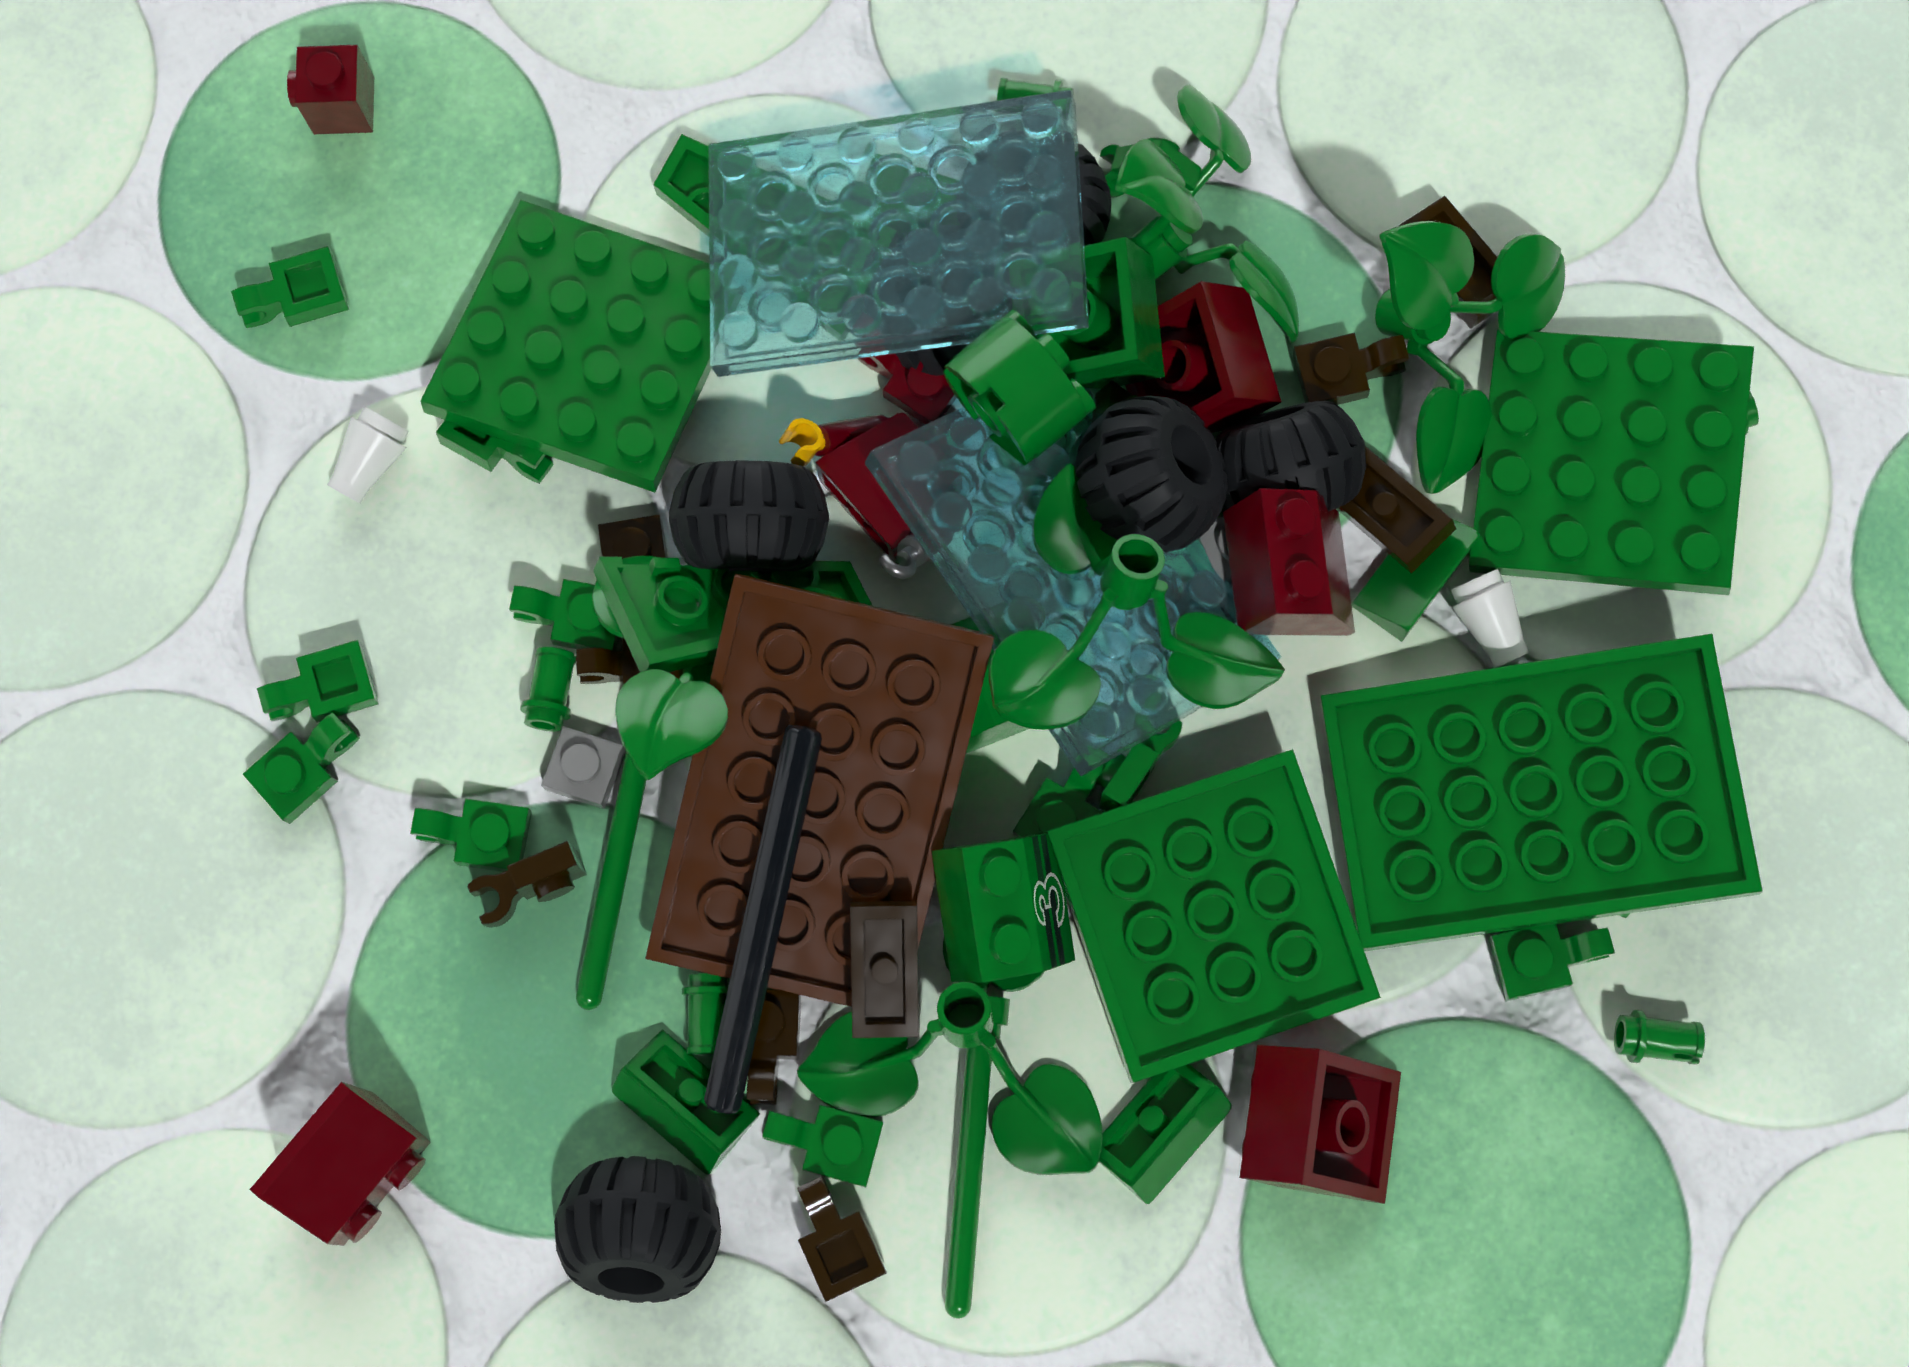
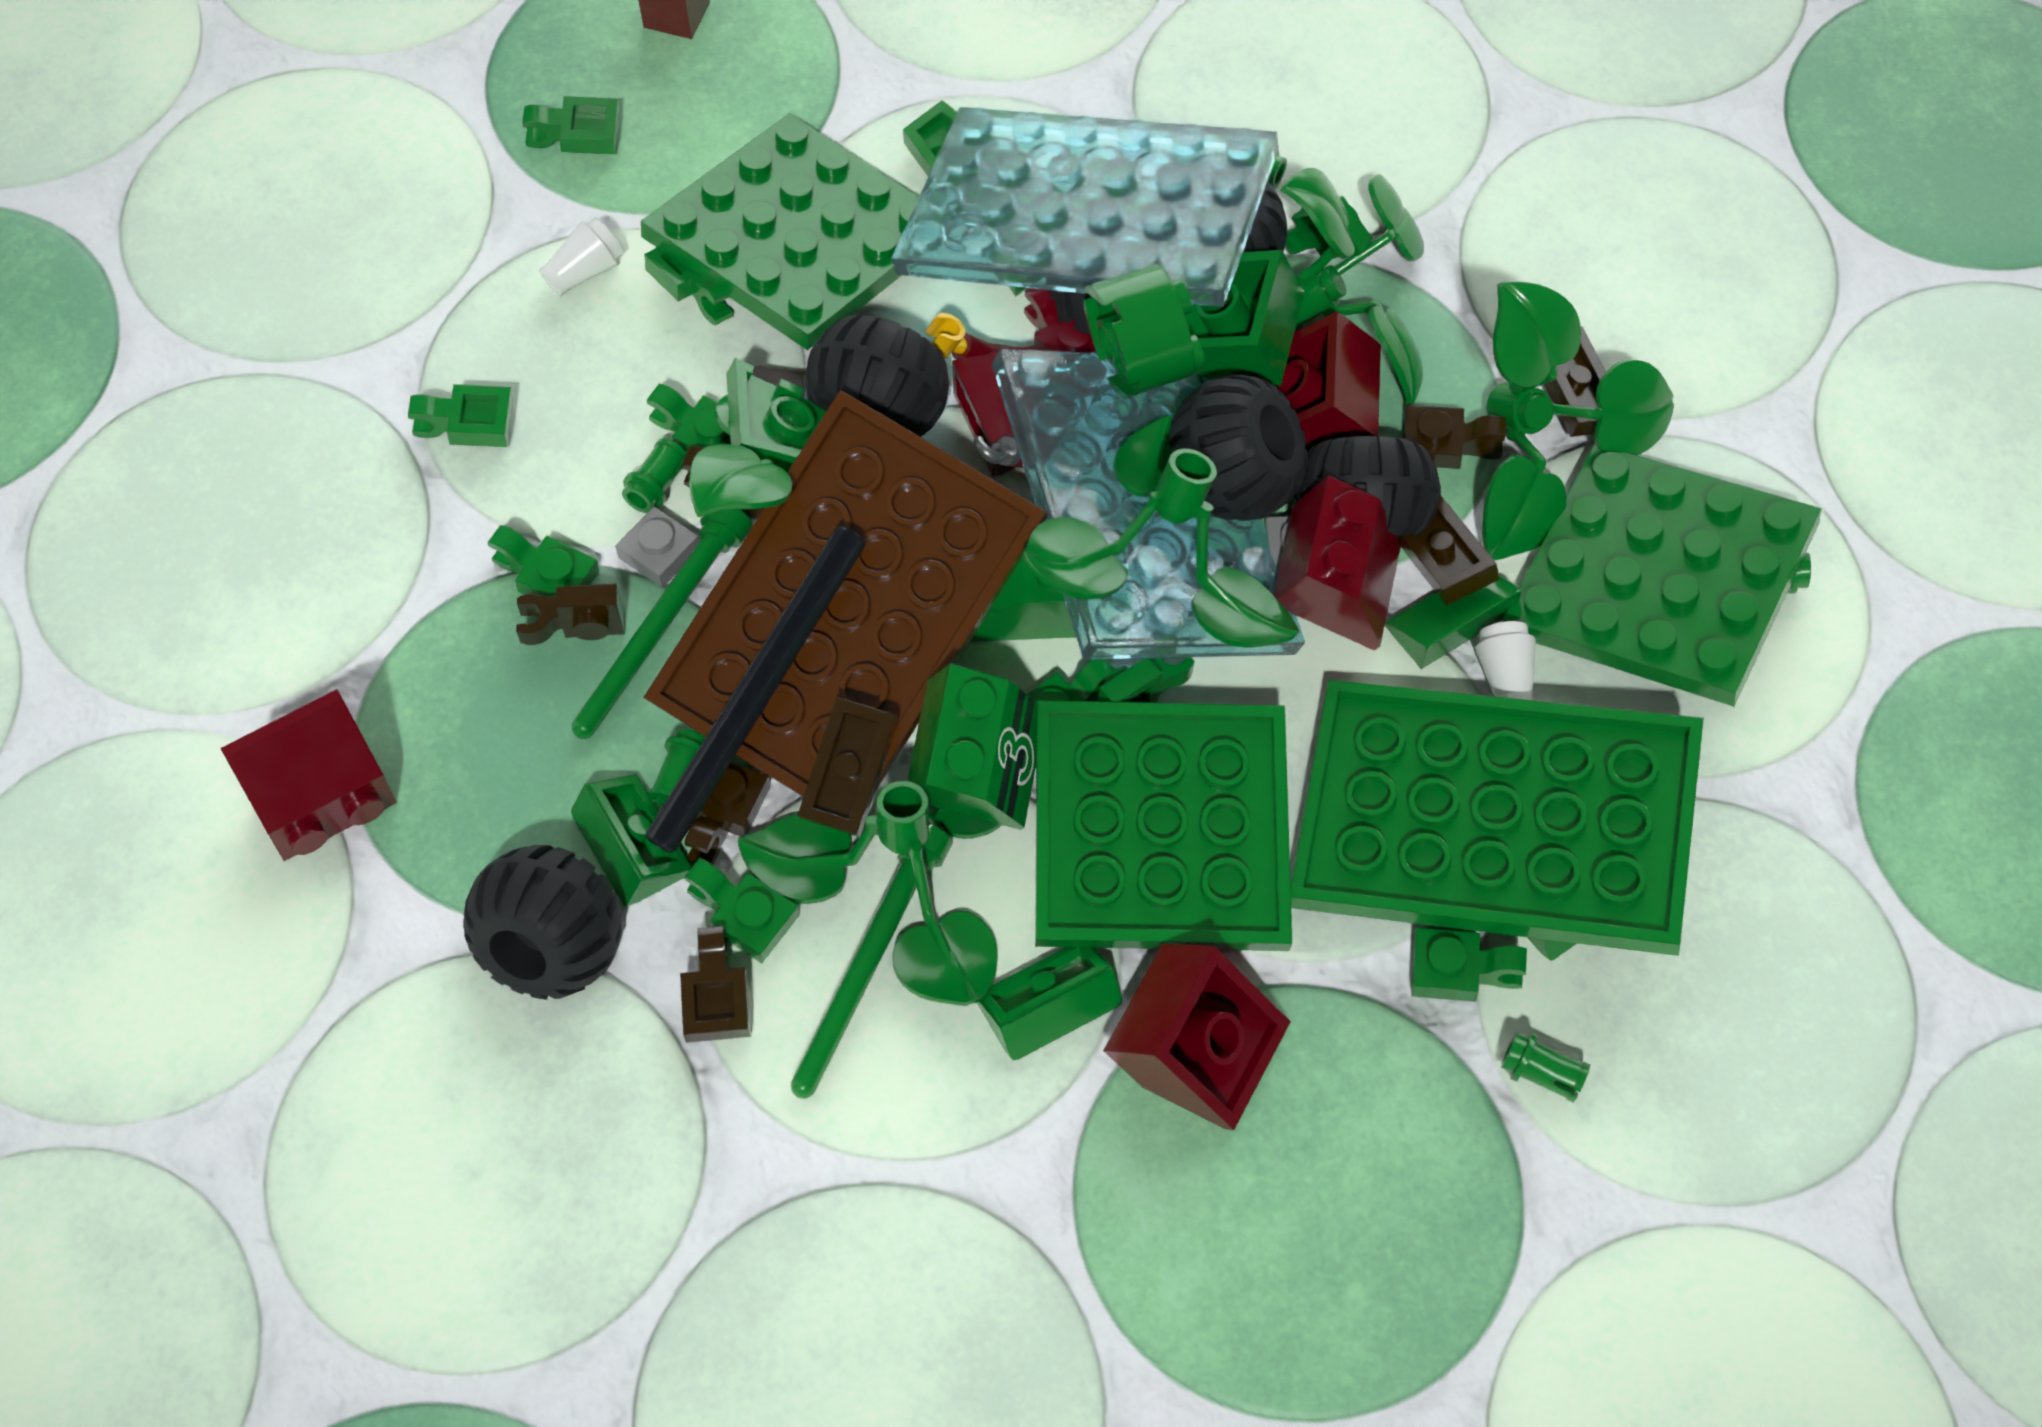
camera: 15 degrees right, 15 degrees down
(296, 772) = (416, 476): green plate -> none

